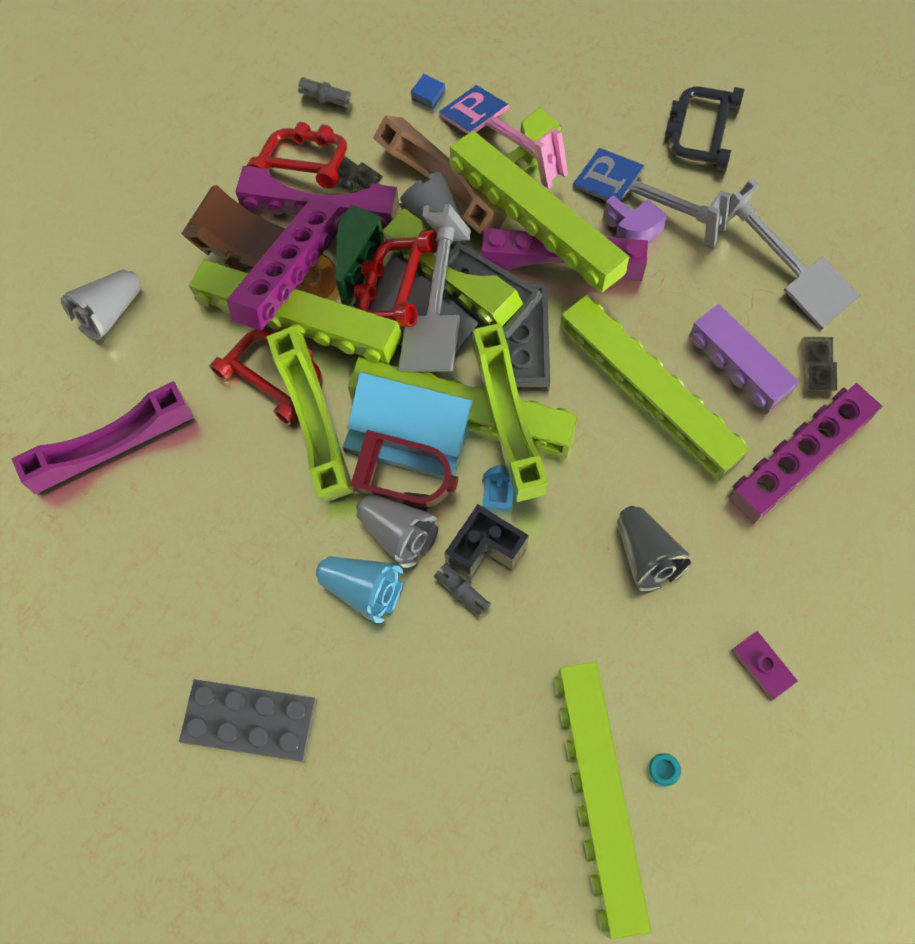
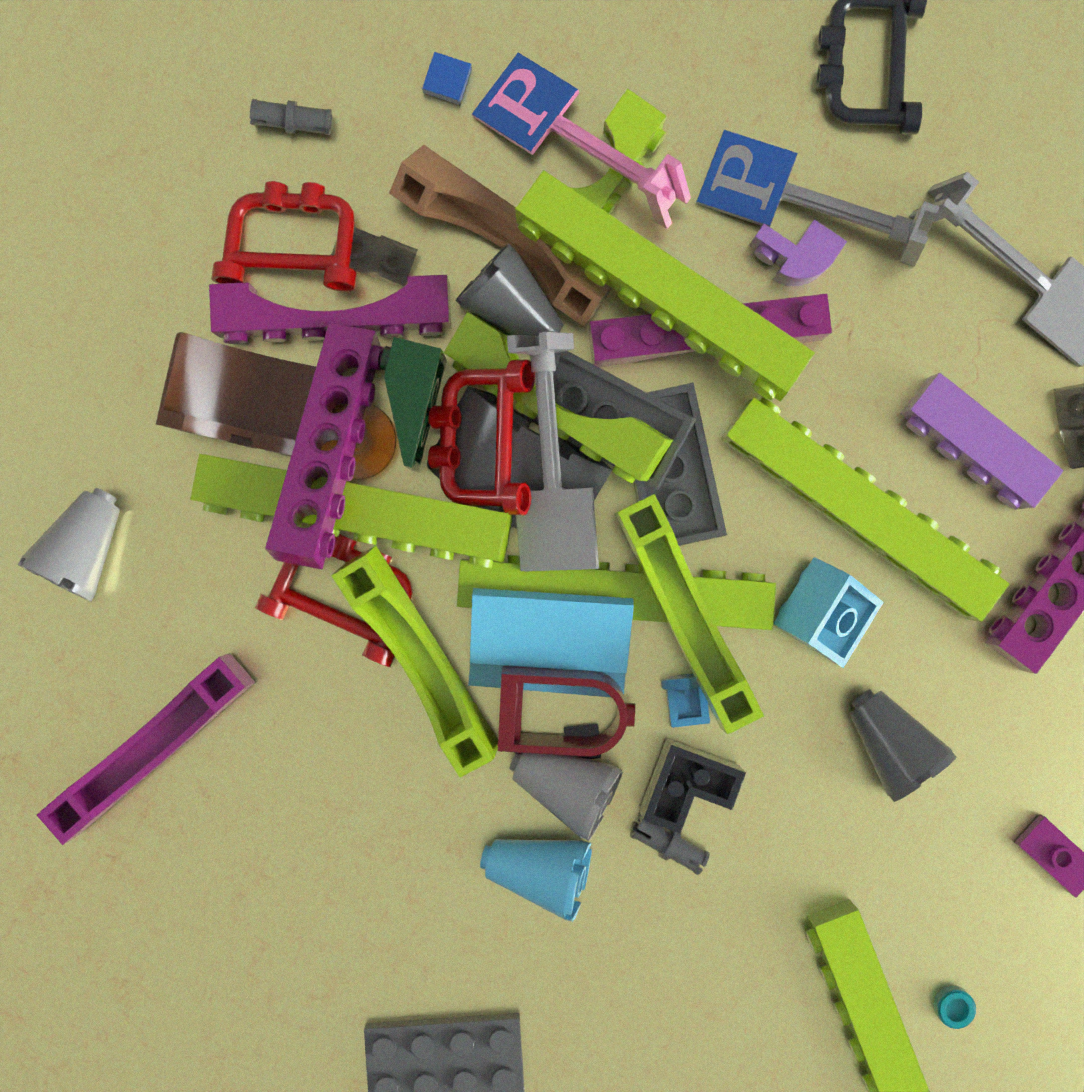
camera: 15 degrees left, 20 degrees up
(614, 448) = (828, 611): none -> medium azure slope

